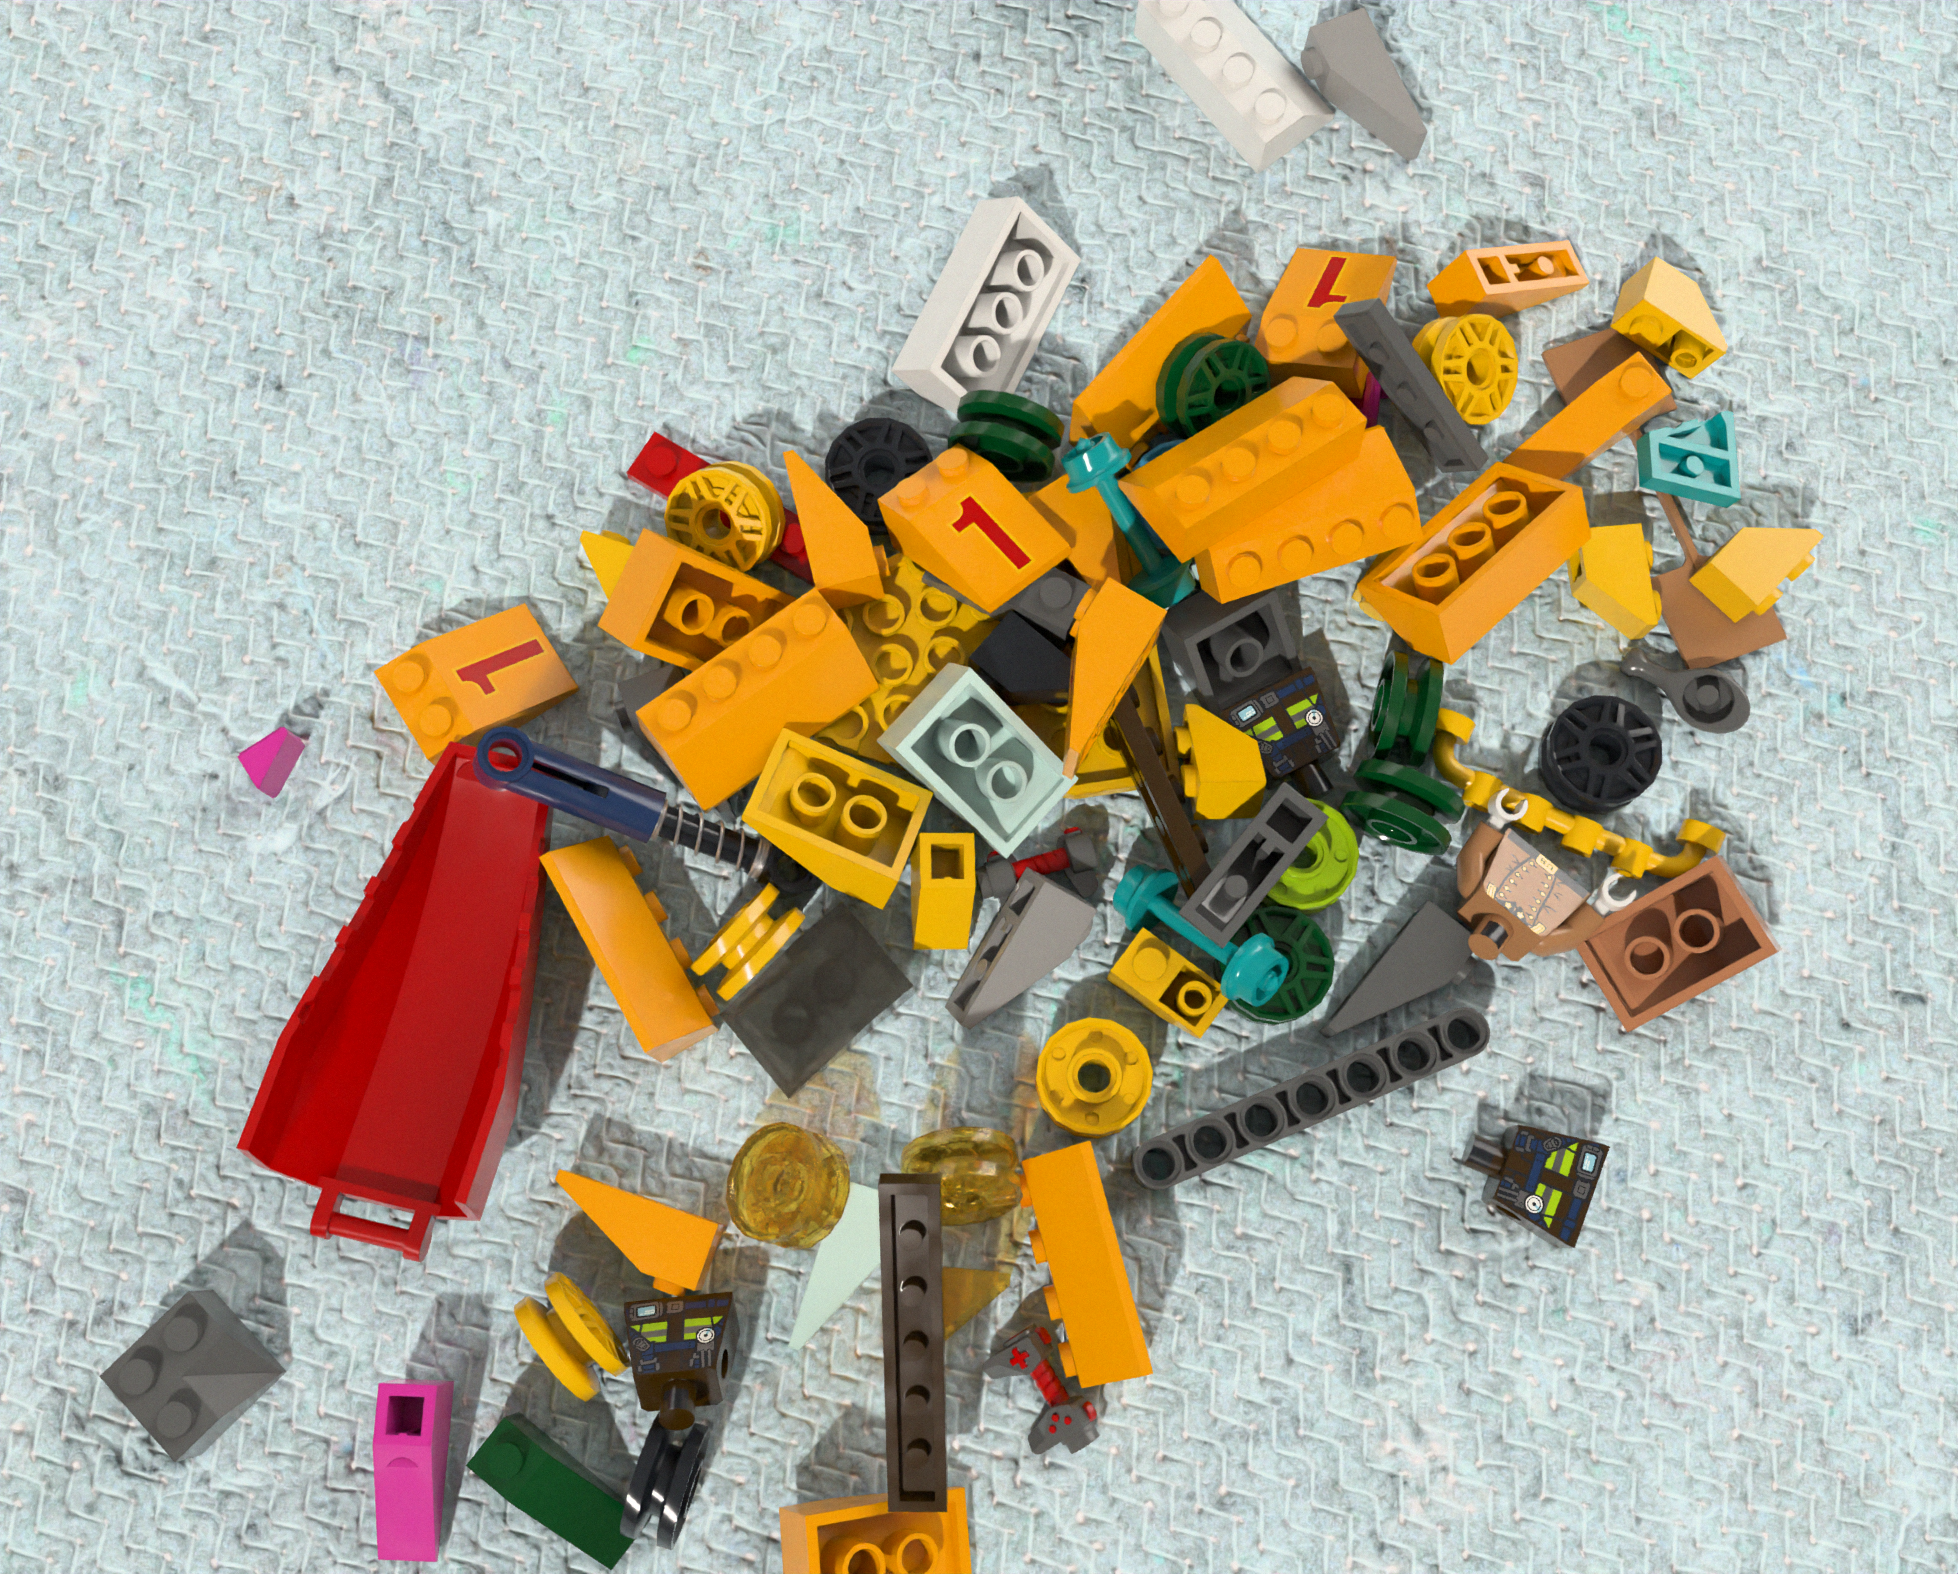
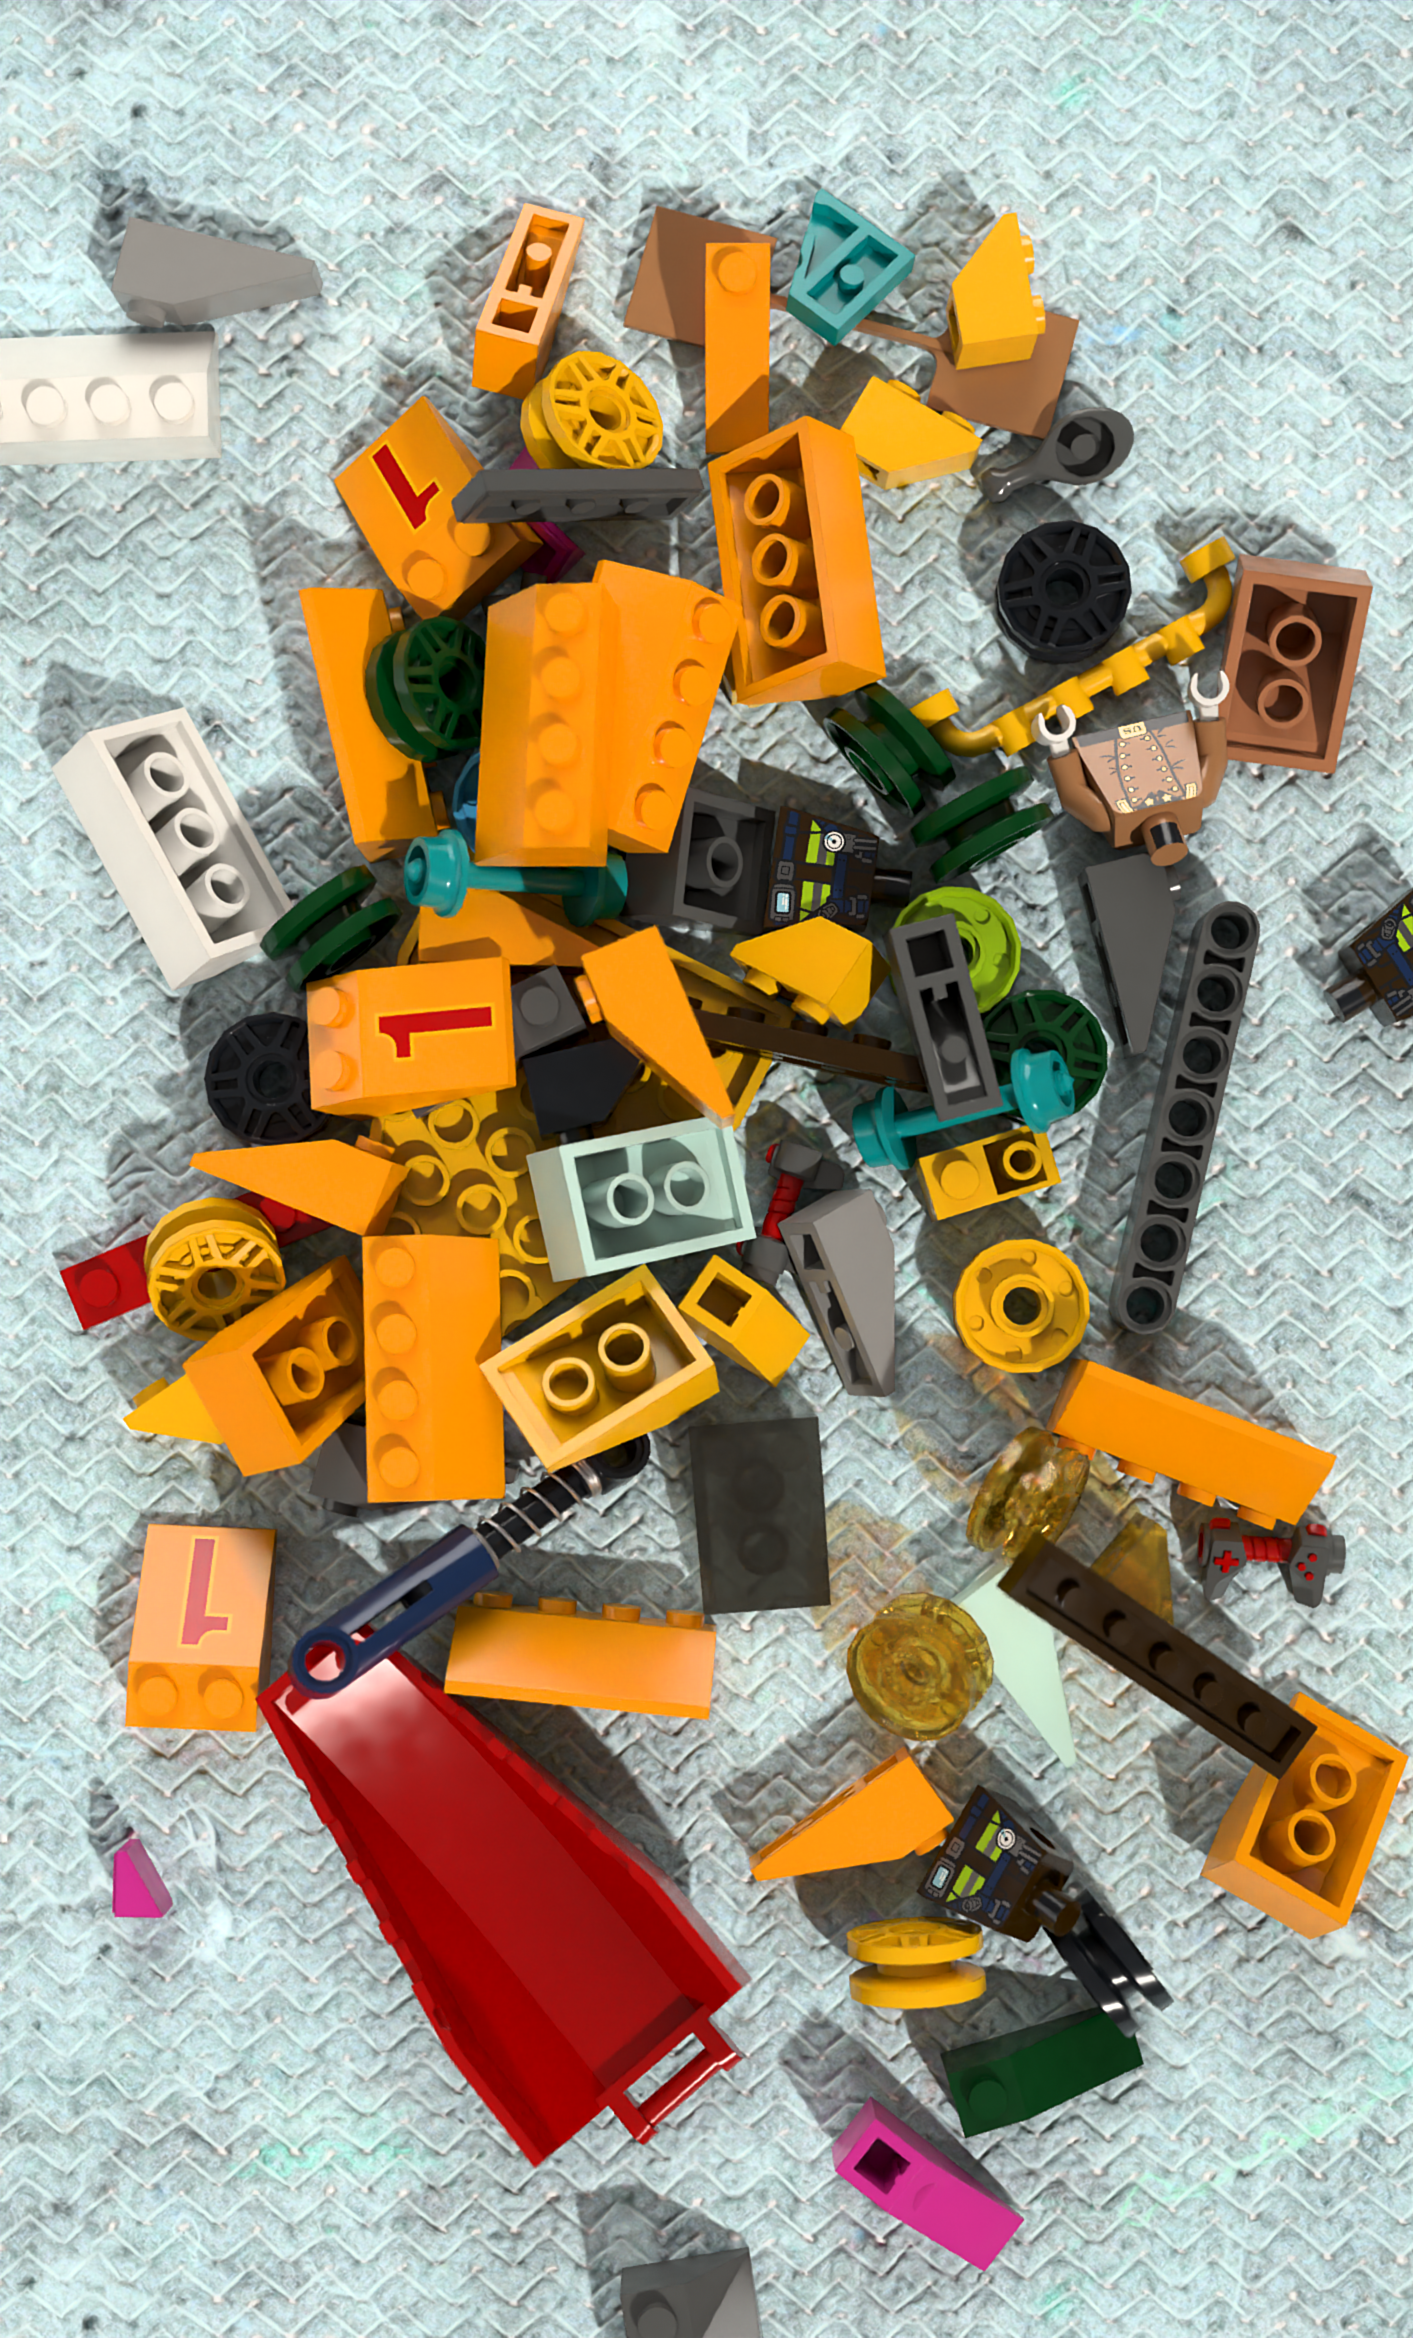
camera: 55 degrees left, 10 degrees up
(748, 942) = (662, 1544): yellow wheel -> none
(1669, 318) = (683, 175): yellow slope -> none

